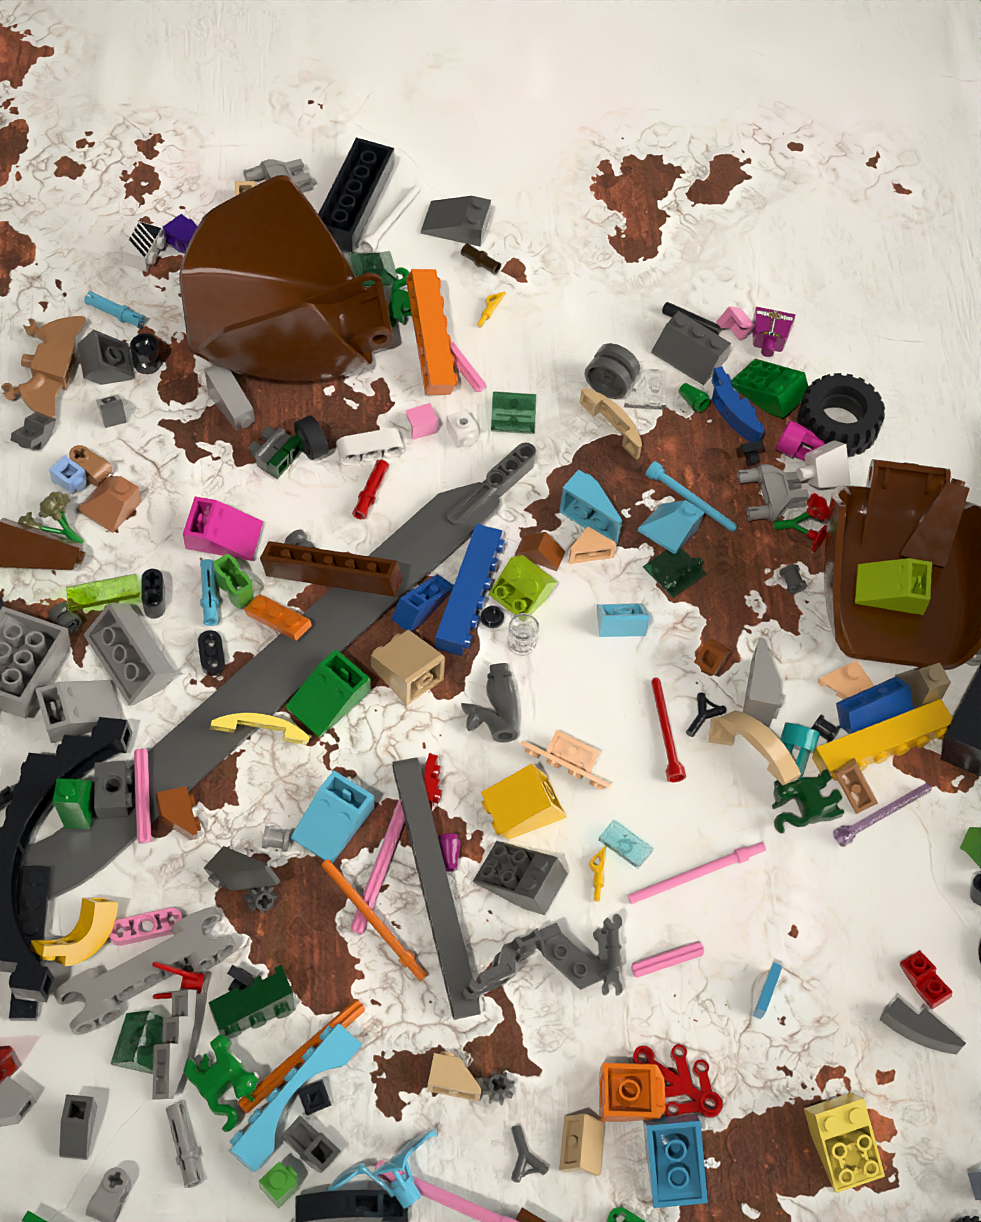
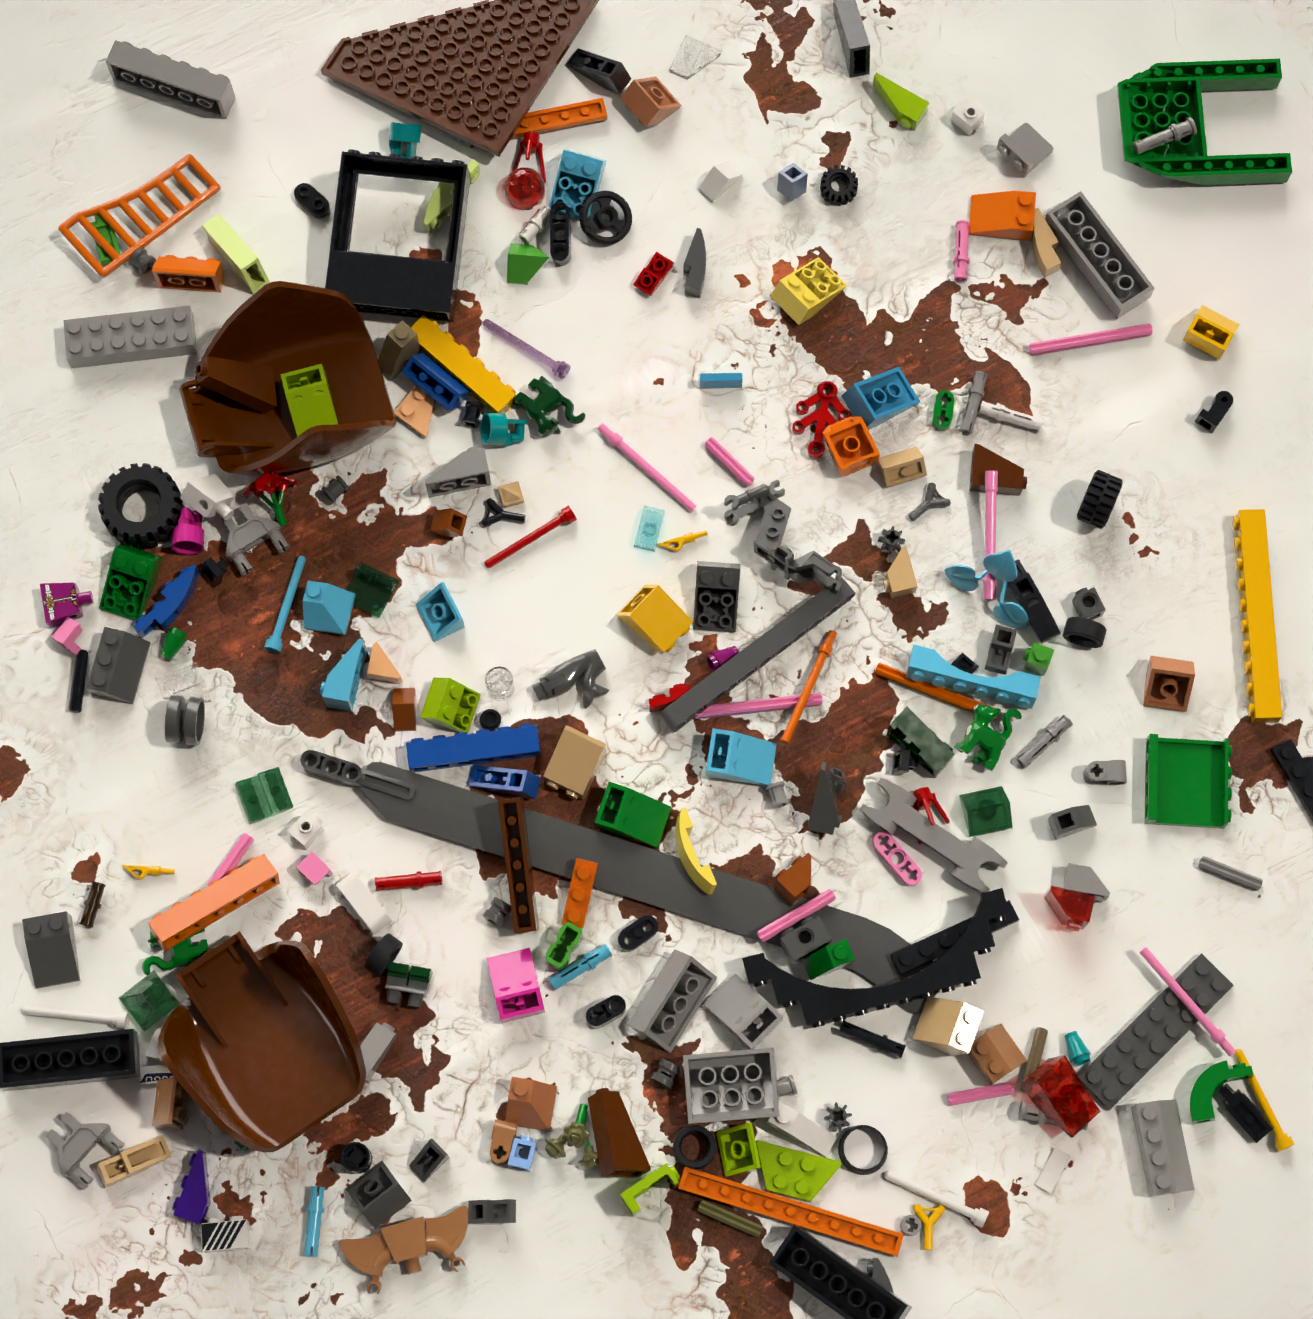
camera: 110 degrees left, 15 degrees up
(86, 938) = (934, 895): yellow arch -> none
(102, 592) = (629, 1051): clear neon green piece -> none
(172, 1054) = (977, 783): light grey slope -> none
(572, 754) = (593, 600): light nougat bracket -> none
(598, 403) = (247, 677): tan slope -> none
(765, 742) = (513, 455): tan slope -> none
(855, 786) = (516, 372): medium nougat slope -> none

